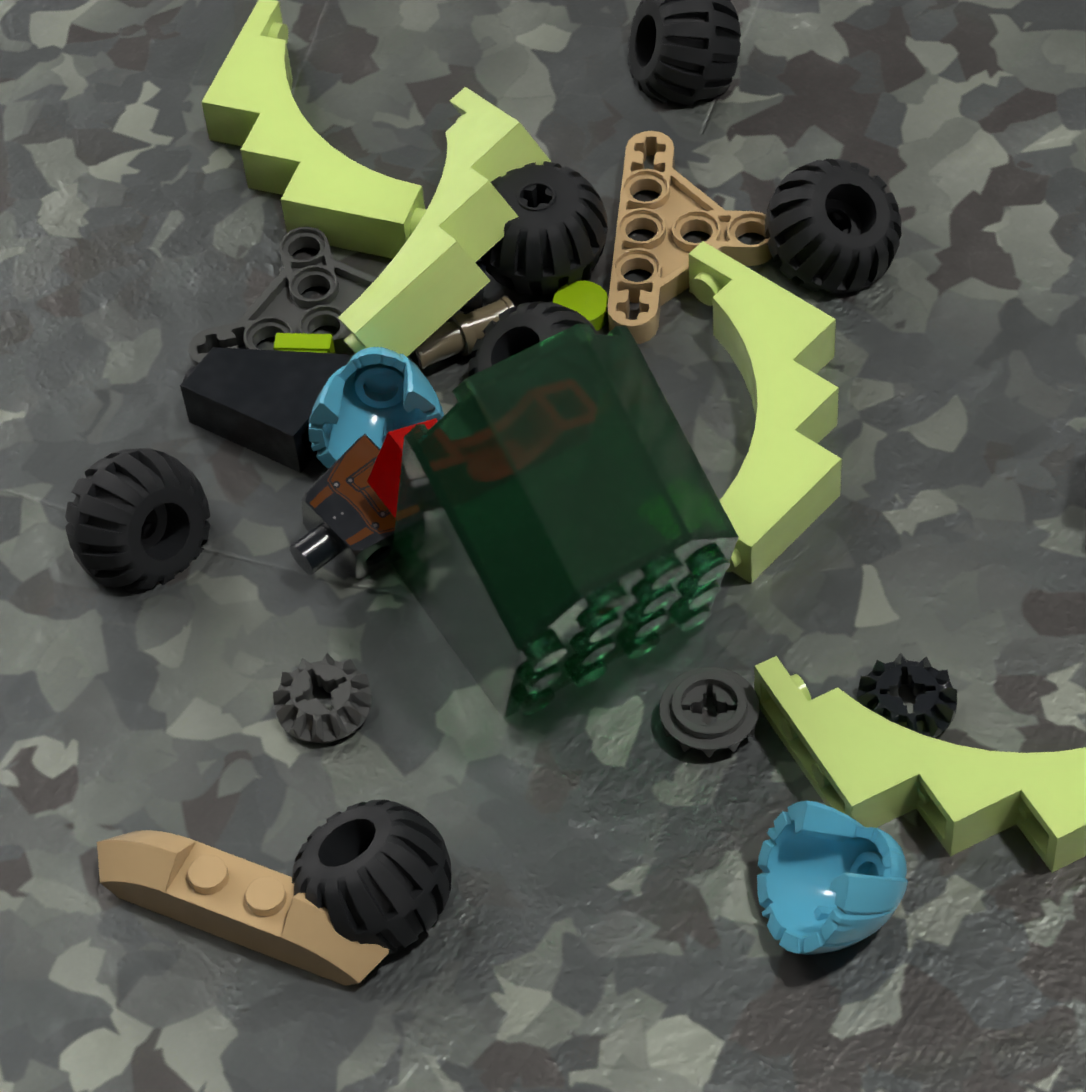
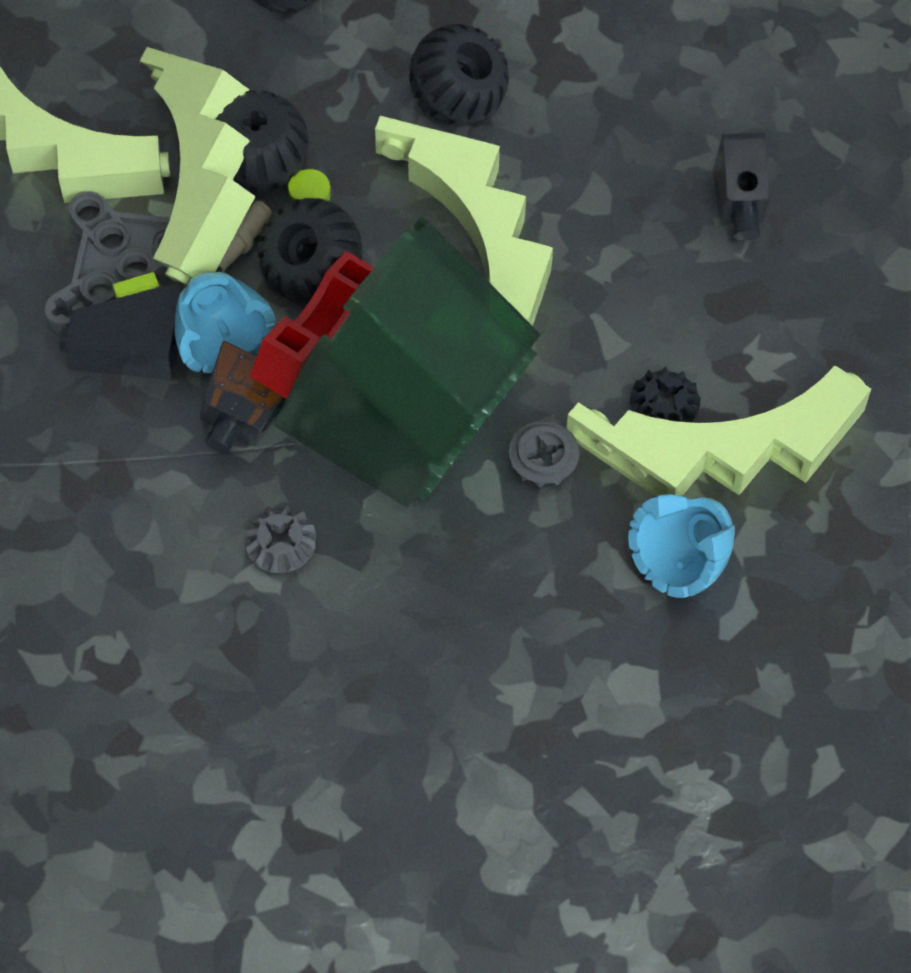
camera: 30 degrees left, 10 degrees up
(137, 519) = (81, 457): black wheel -> none
(231, 901) = (304, 701): tan brick -> none
(376, 873) = (386, 652): black wheel -> none
(670, 216) = (338, 99): tan beam -> none

